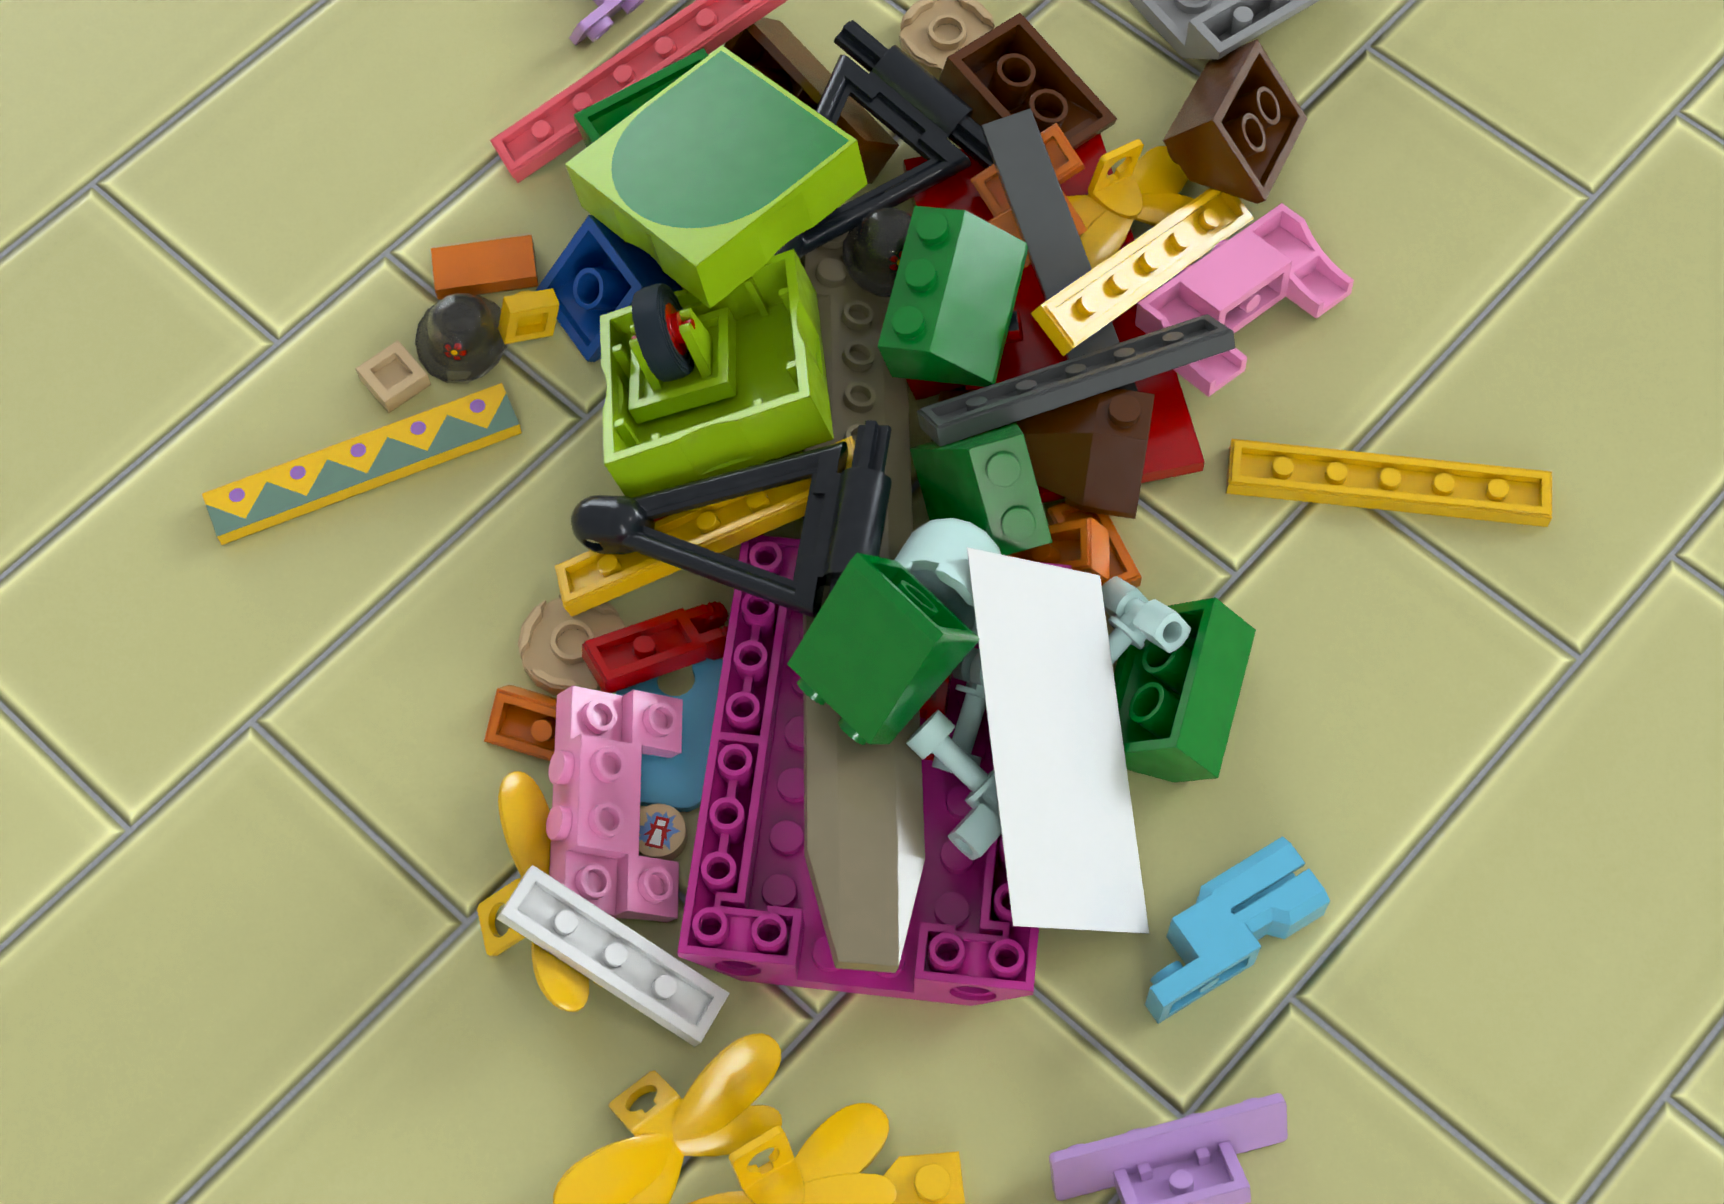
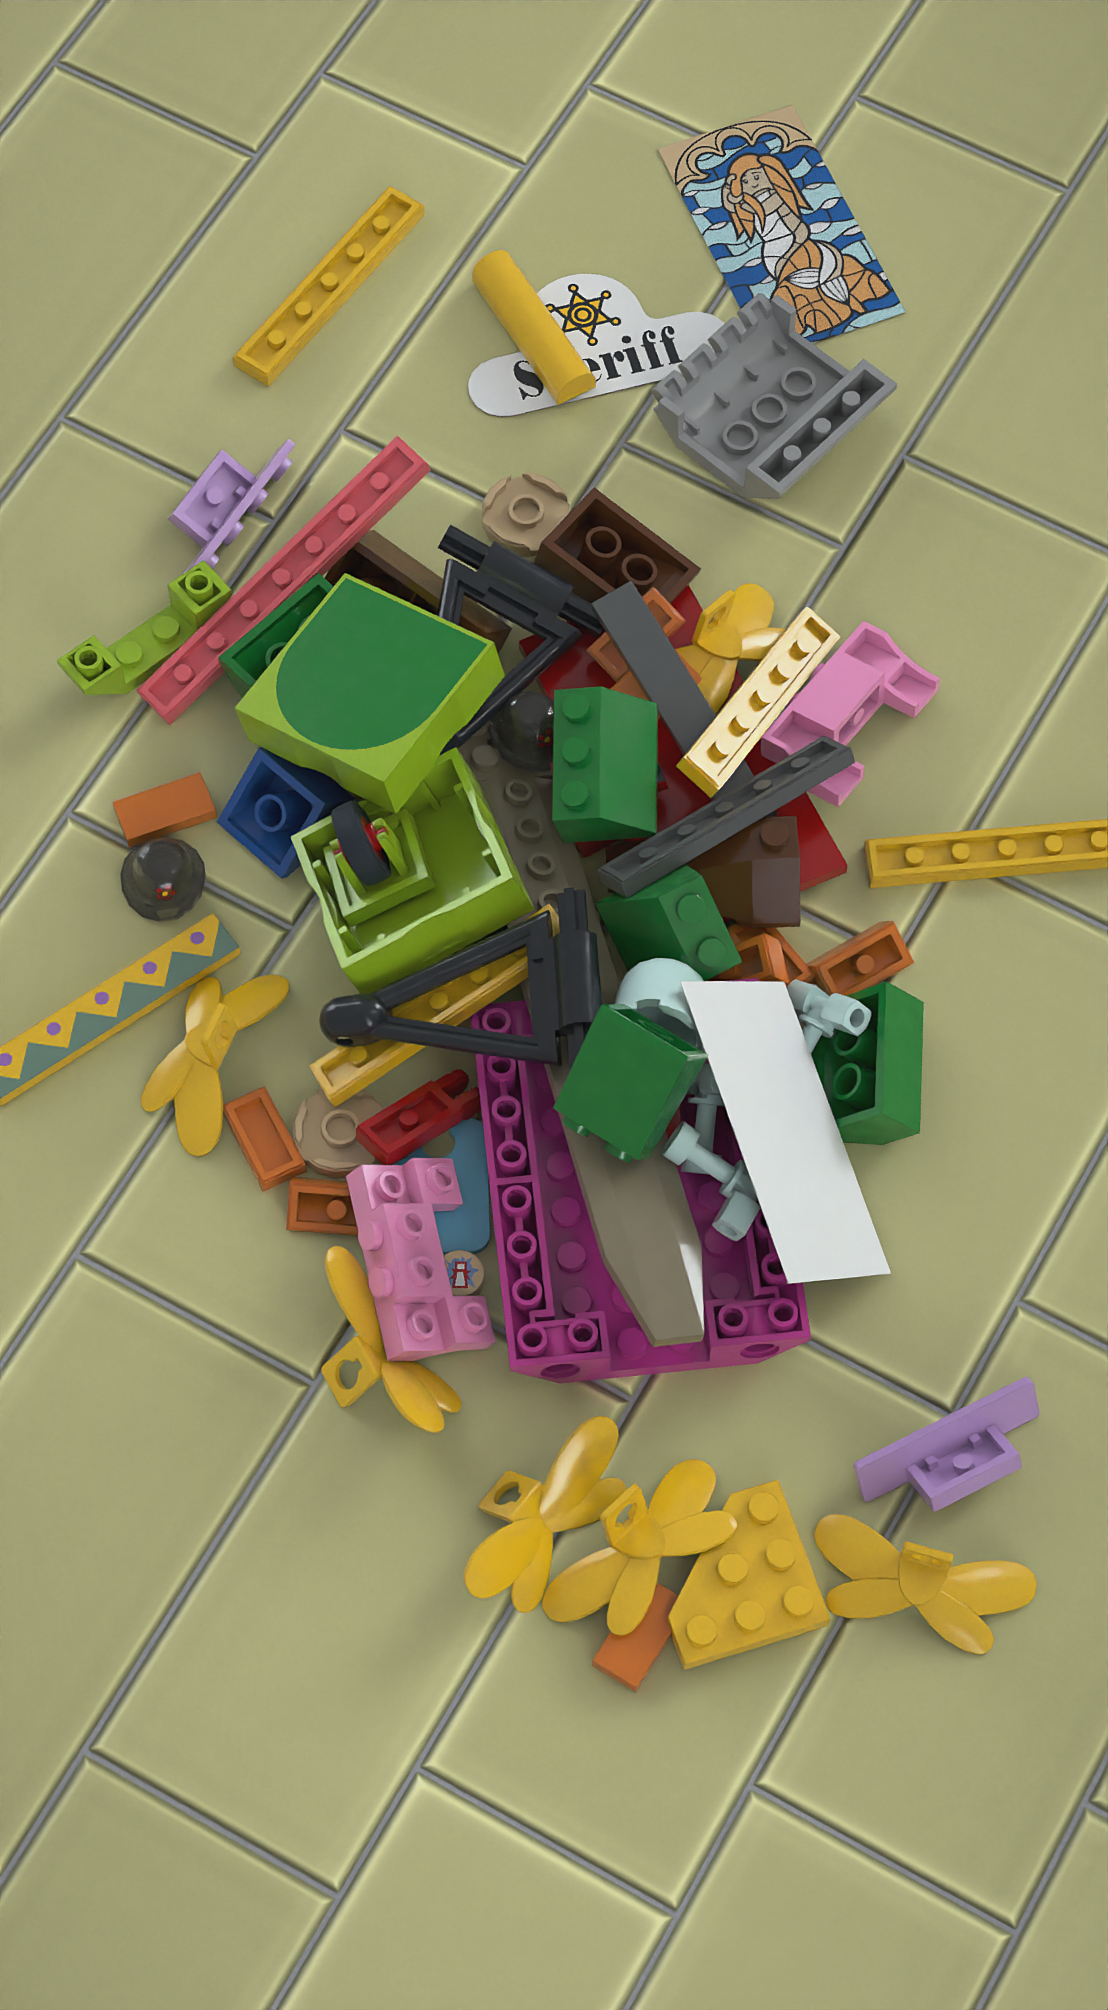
camera: 15 degrees left, 0 degrees up
(393, 376) = (111, 925): tan tile -> none
(430, 543) = (192, 1067): none -> yellow piece
(487, 636) = (264, 1138): none -> orange tile
(498, 106) = (142, 651): none -> lime slope
(528, 315) = (221, 847): yellow plate -> none
(613, 956) = (455, 1381): white plate -> none
(1198, 570) = (862, 960): none -> orange slope
(1230, 915) = (953, 1250): medium azure plate -> none
(1236, 125) = (808, 555): reddish brown slope -> none

